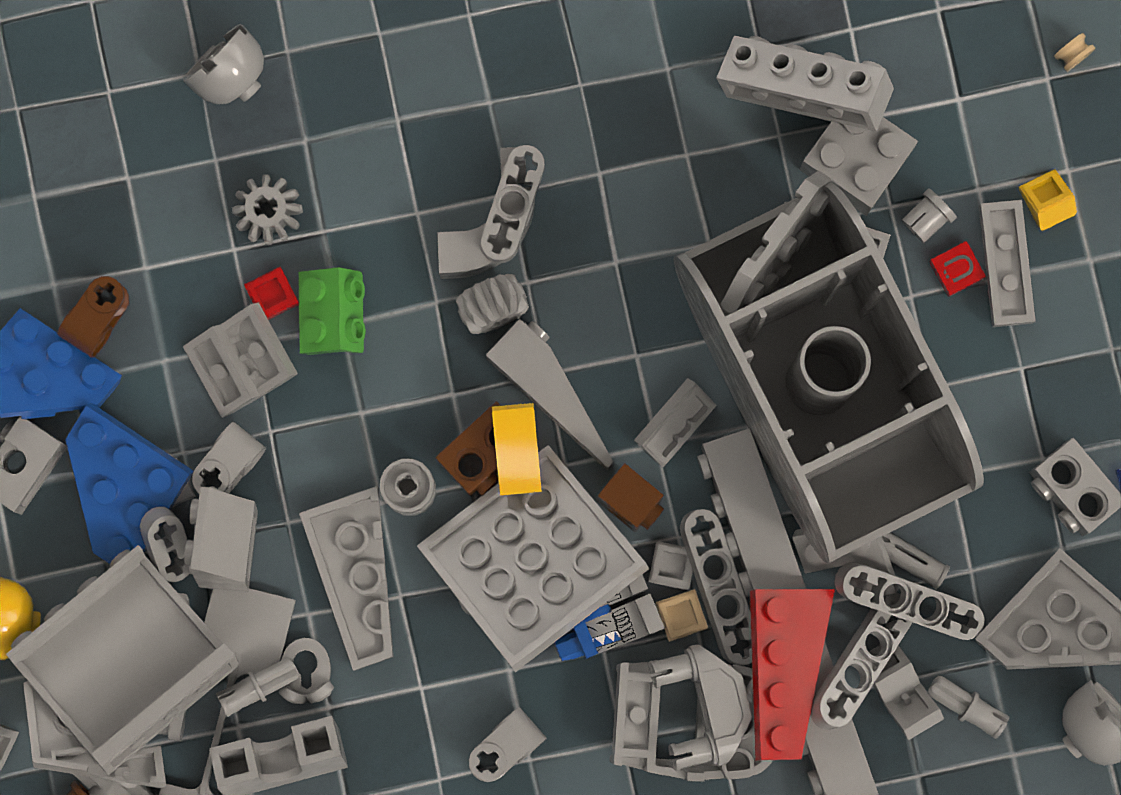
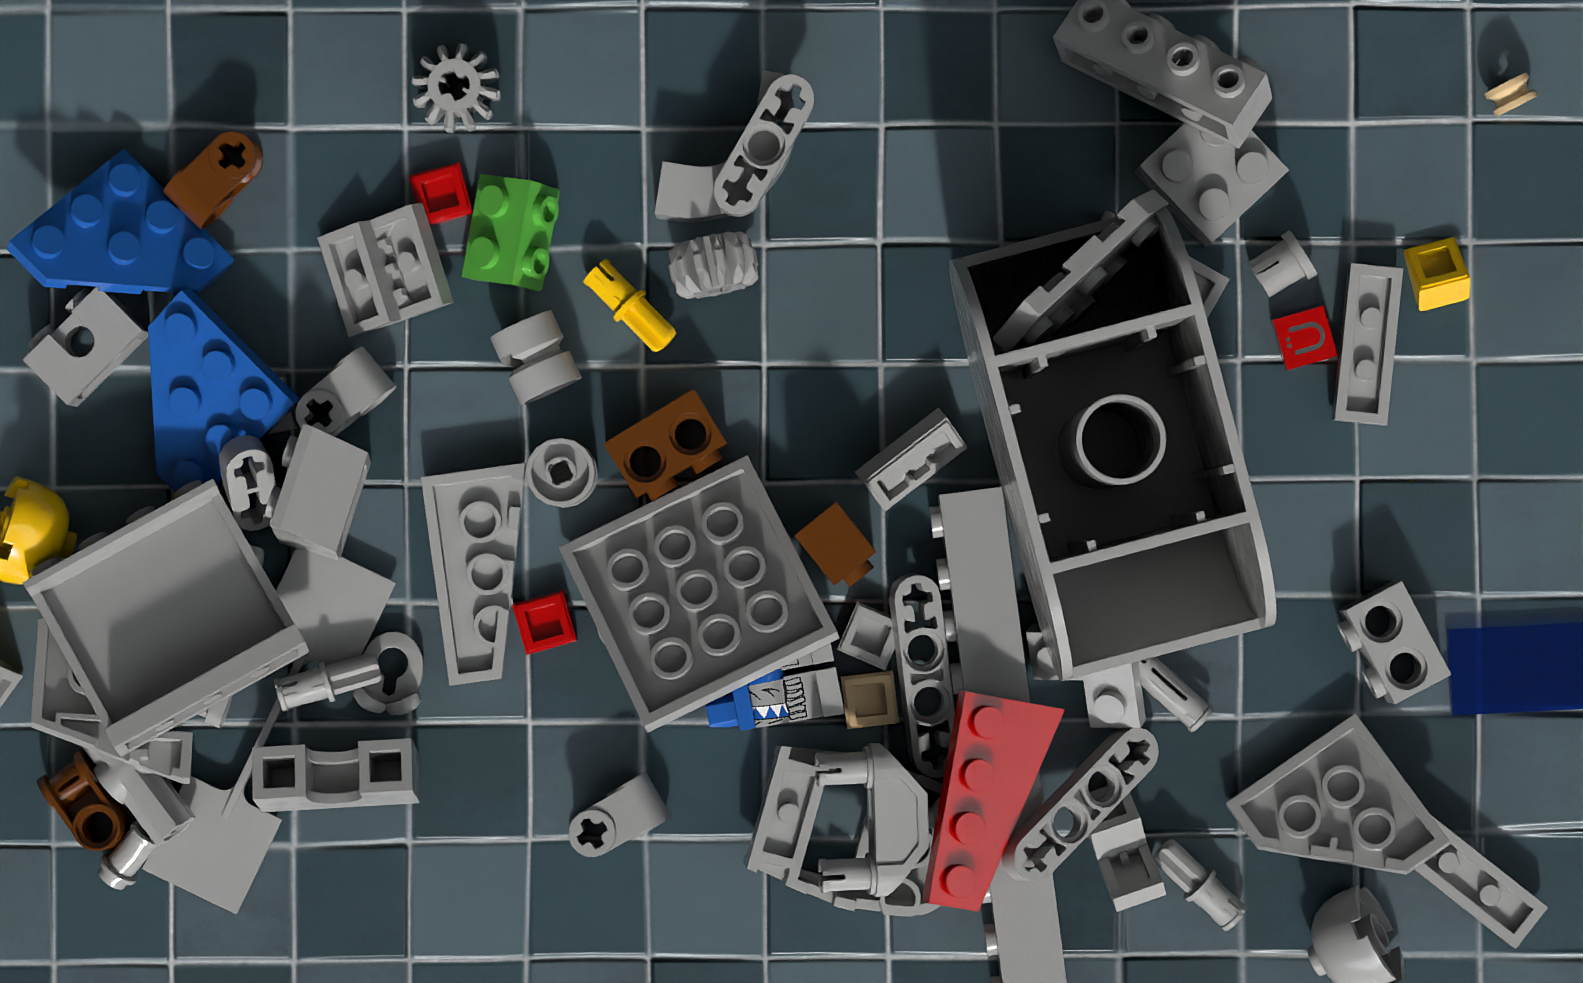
camera: 10 degrees right, 5 degrees up
(369, 402) = (535, 357): none -> light grey wheel
(417, 607) = (544, 622): none -> red tile
(434, 349) = (630, 306): none -> yellow axle
(516, 449) = (706, 454): yellow slope -> none
(535, 371) = (751, 361): light grey slope -> none
(910, 600) = (1156, 740): light grey beam -> none

